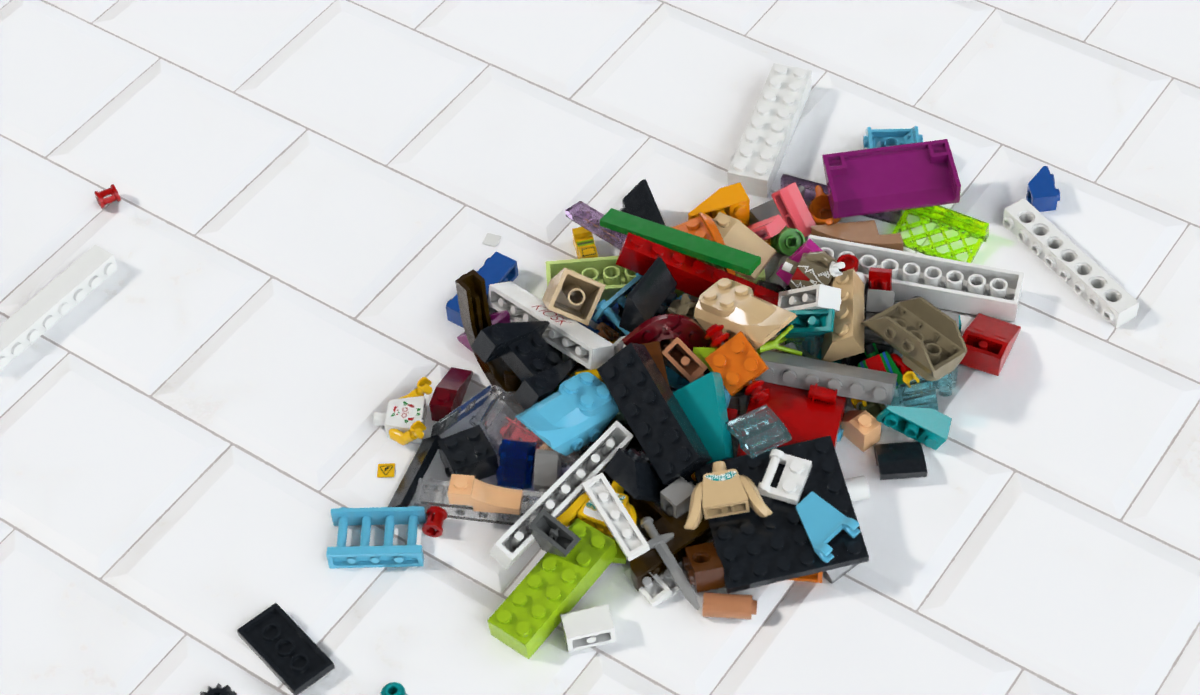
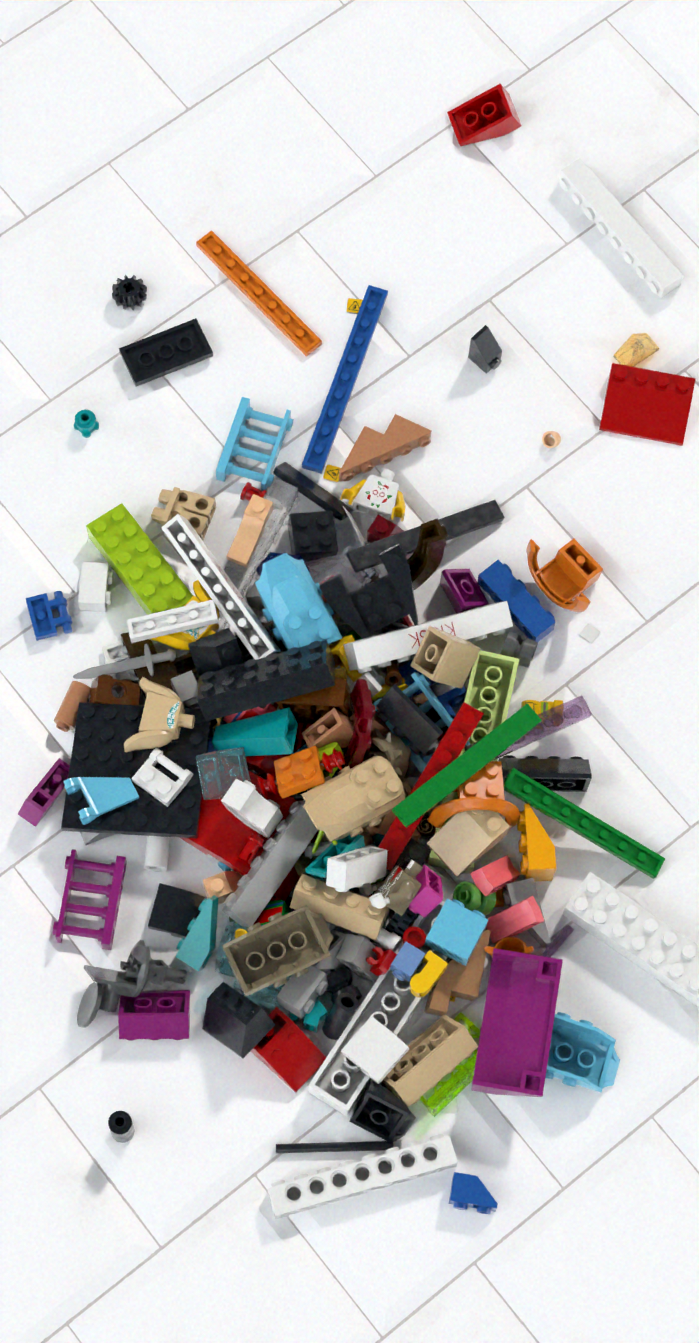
camera: 100 degrees right, 20 degrees up
(182, 503) = (353, 305): none -> yellow sticker
(184, 269) = (636, 349): none -> clear yellow slope
(186, 591) = (259, 293): none -> orange tile
(216, 375) = (485, 350): none -> black slope
(241, 247) = (647, 404): none -> red slope
(275, 483) = (344, 379): none -> blue plate
(303, 309) = (549, 441): none -> light nougat hinge
(348, 434) = (377, 448): none -> nougat slope
(442, 261) = (565, 575): none -> orange piece
(442, 362) = (455, 524): none -> black tile
(474, 574) = (192, 506): none -> tan hips
(531, 274) = (518, 648): none -> dark grey wheel
(552, 534) = (171, 565): dark grey slope -> none
(639, 665) = (42, 618): none -> blue plate
(685, 184) = (583, 823): none -> green tile
(785, 392) = (252, 808): none -> white brick
(830, 230) = (456, 931): none -> medium azure piece
(834, 597) = (45, 793): none -> magenta slope
(873, 256) = (407, 962): none -> medium blue brick
(878, 243) = (430, 974): none -> yellow leg
(919, 508) = (108, 913): none -> magenta fence
(939, 297) = (340, 1015): none -> black brick
(945, 237) = (429, 1059): none -> tan slope
(962, 263) = (375, 1049): none -> white slope
(981, 463) = (110, 984): none -> dark grey piece
(986, 372) = (235, 1020): none -> black slope
(1006, 445) = (155, 1015): none -> magenta slope
(1008, 254) = (382, 1113): none -> black slope
(1066, 313) = (334, 1147): none -> black piece
(1126, 431) = (121, 1133): none -> black brick

